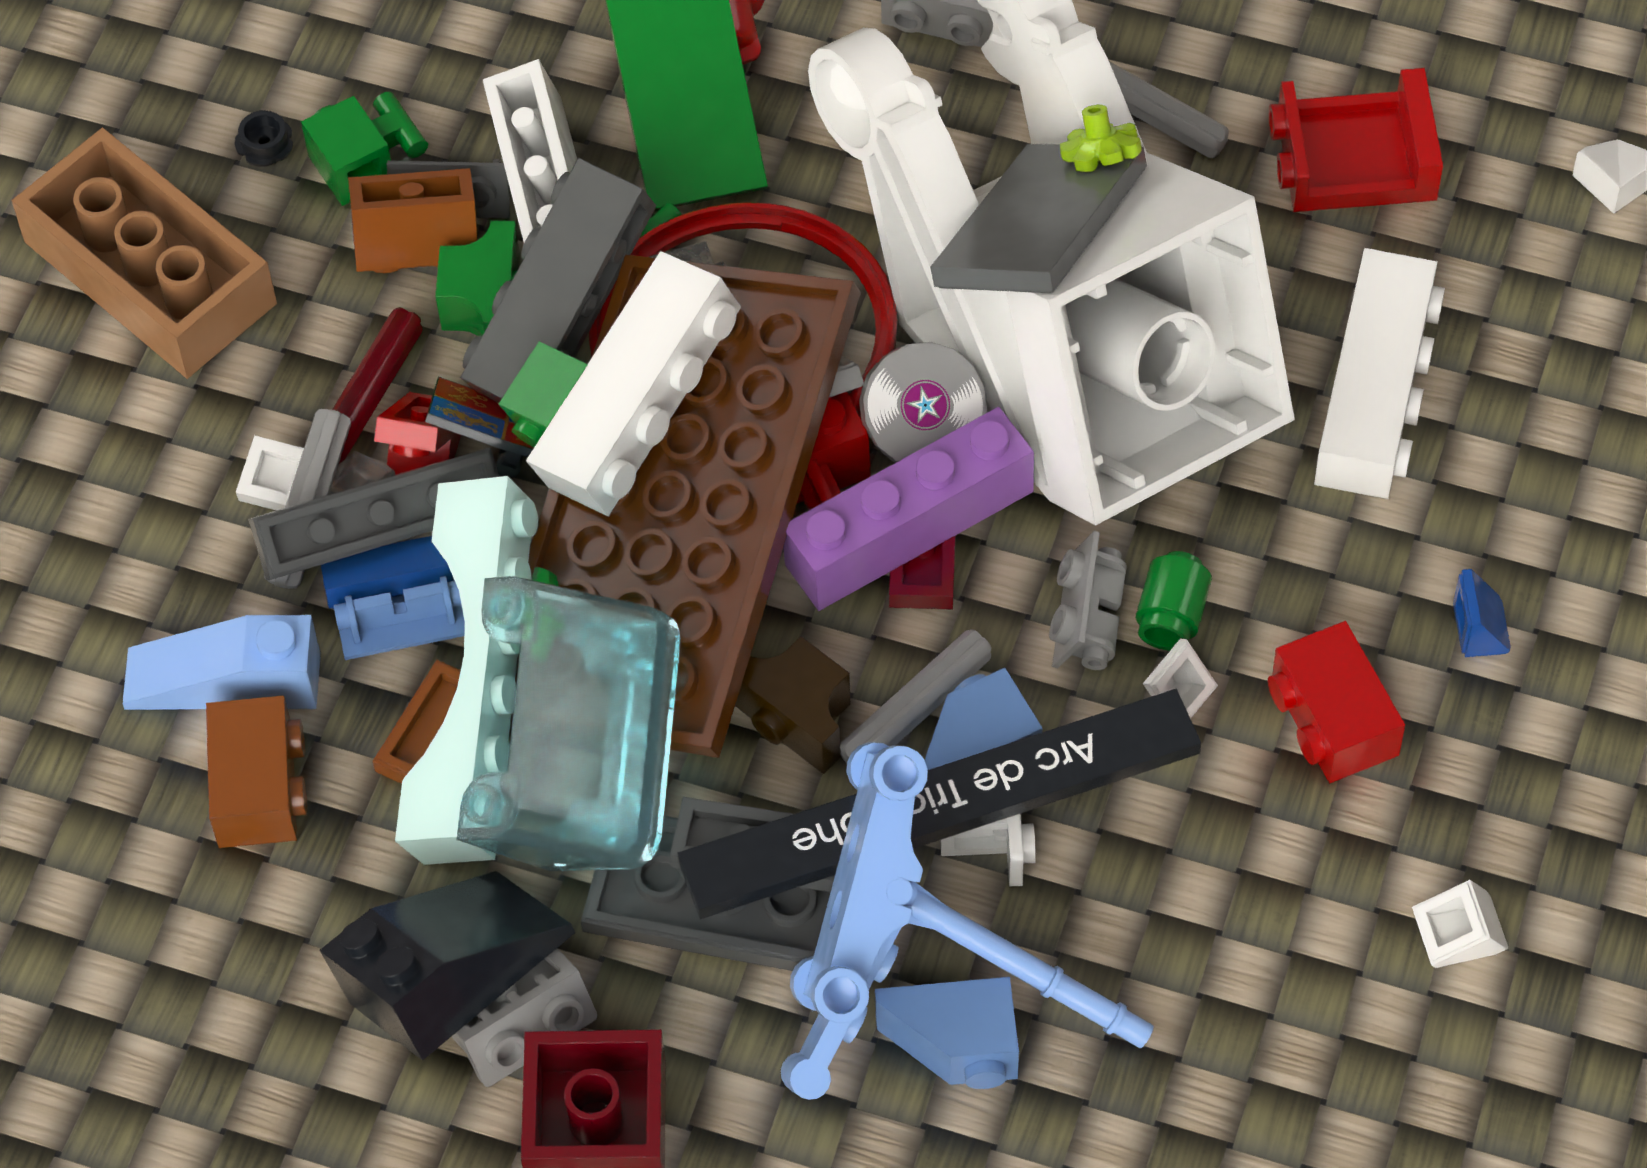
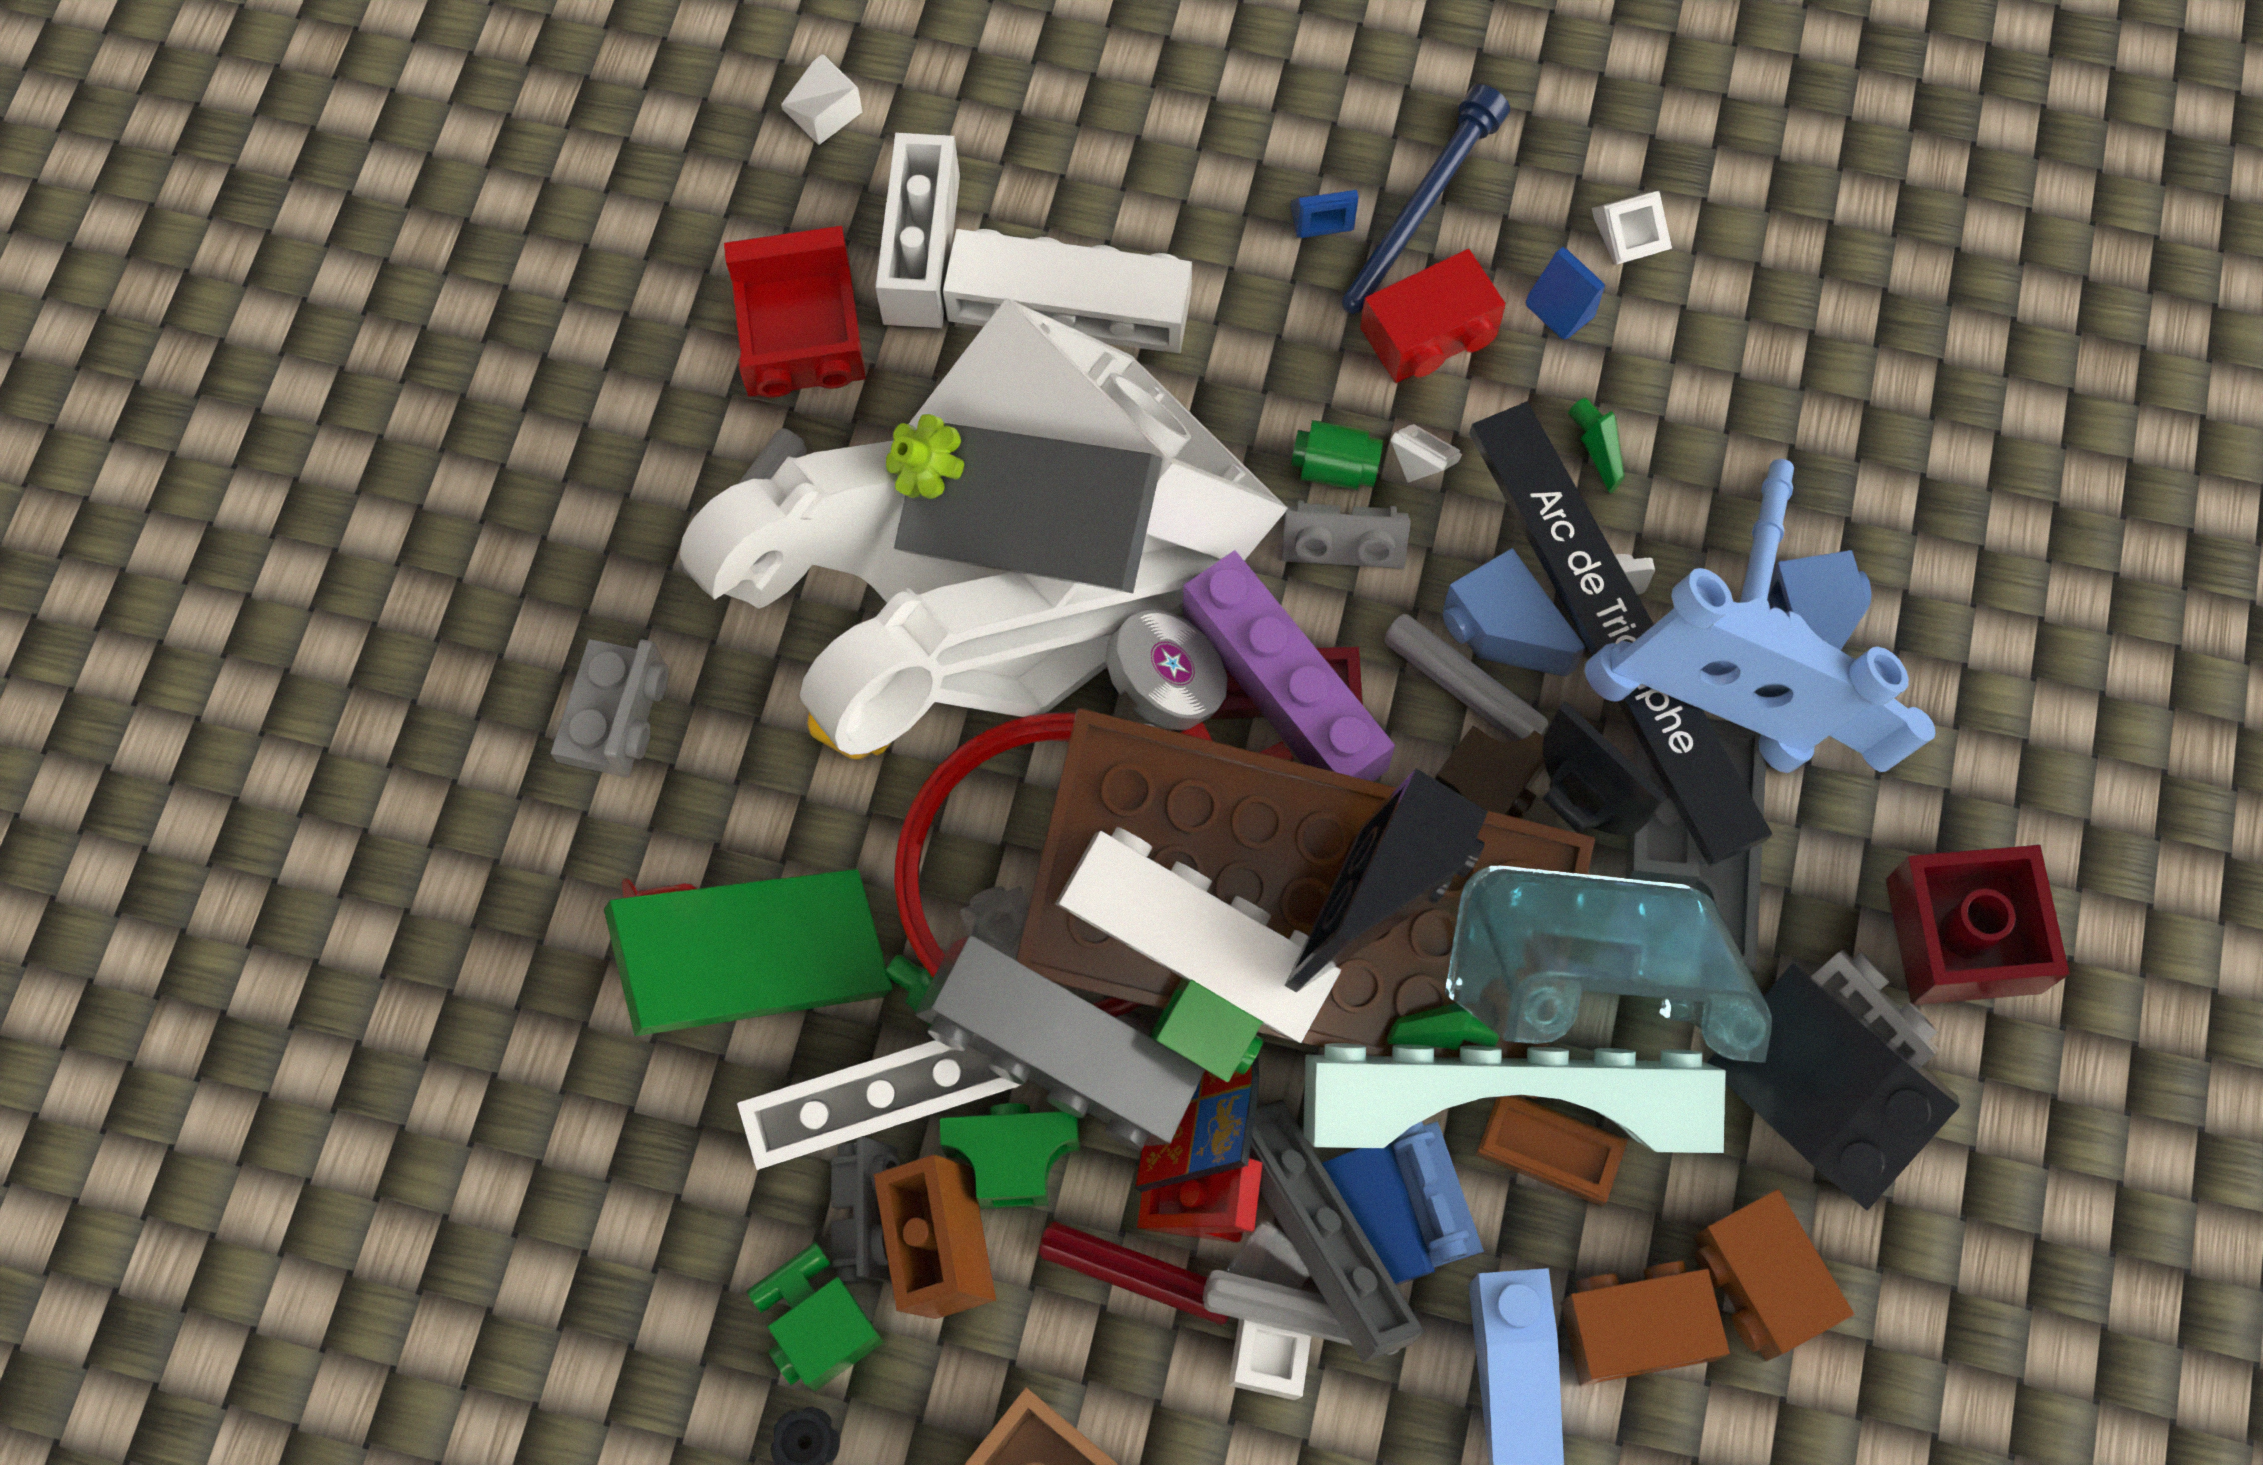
camera: 95 degrees left, 10 degrees up
(281, 885) = (1771, 1276): none -> dark orange brick
(660, 510) = (1392, 868): none -> black slope
(764, 741) = (1594, 780): none -> black shield
(1184, 858) = (1601, 441): none -> green bar
(1365, 842) = (1565, 294): none -> blue slope
(1470, 234) = (918, 230): none -> white brick
(1600, 778) = (1480, 114): none -> dark blue piece

